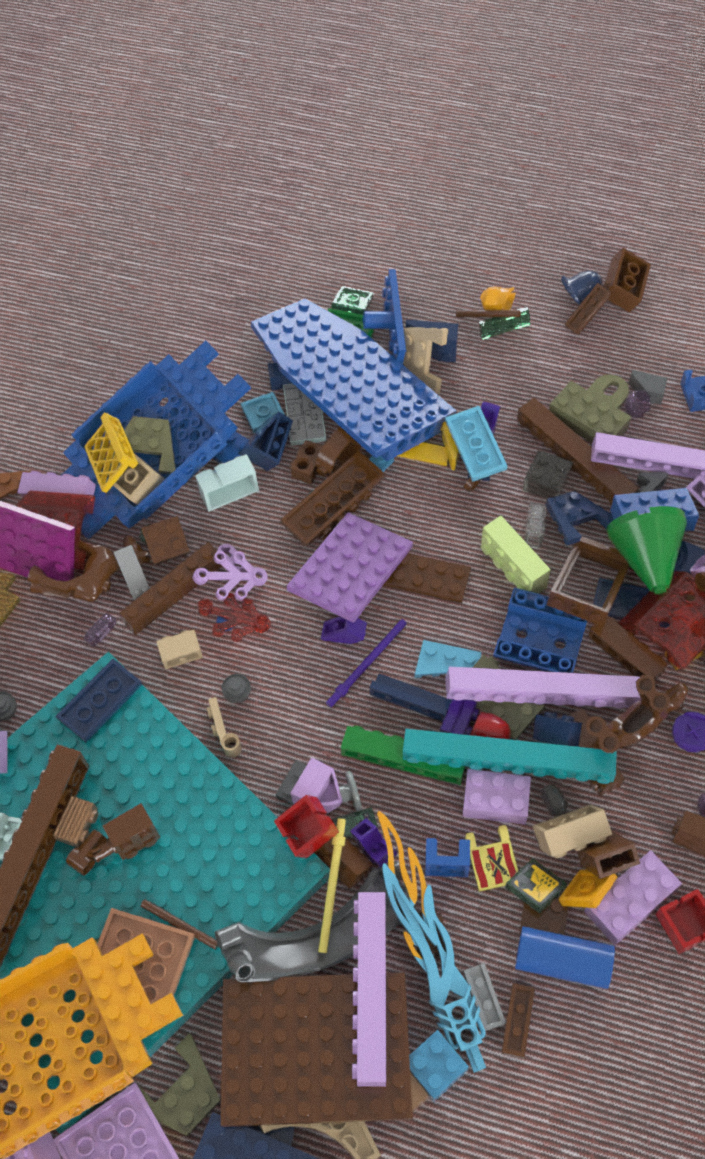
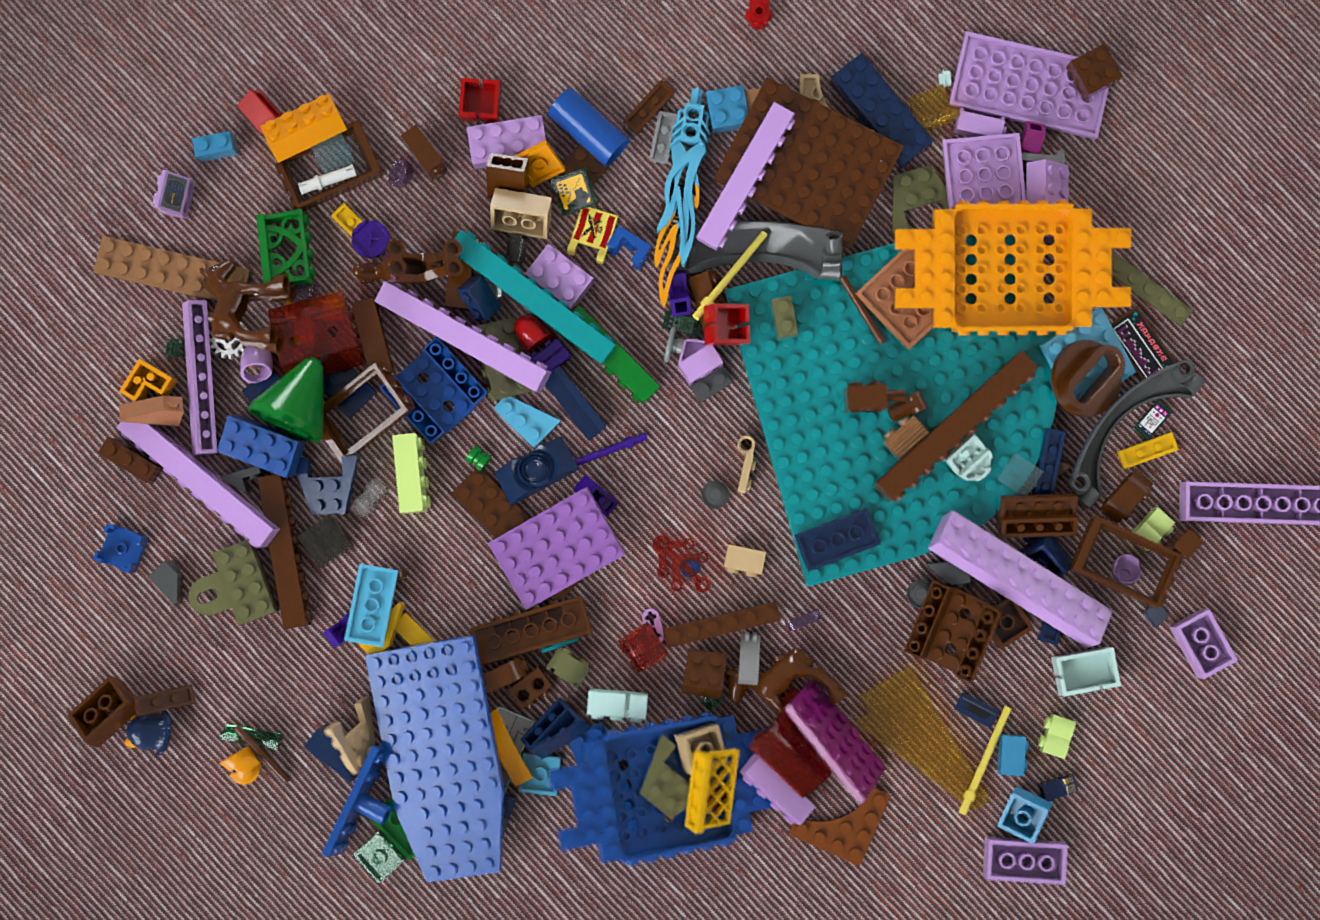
camera: 150 degrees left, 25 degrees up
(230, 533) = (642, 647): none -> clear red slope
(233, 575) = (662, 601): lavender plant -> none
(254, 867) = (784, 318): none -> olive brick
(284, 487) = (567, 667): none -> olive brick
(302, 409) = (508, 753): none -> light orange slope
(408, 622) = (536, 470): none -> dark blue slope
(466, 605) = (479, 459): none -> green wheel
(637, 403) = (194, 568): clear purple hair -> none

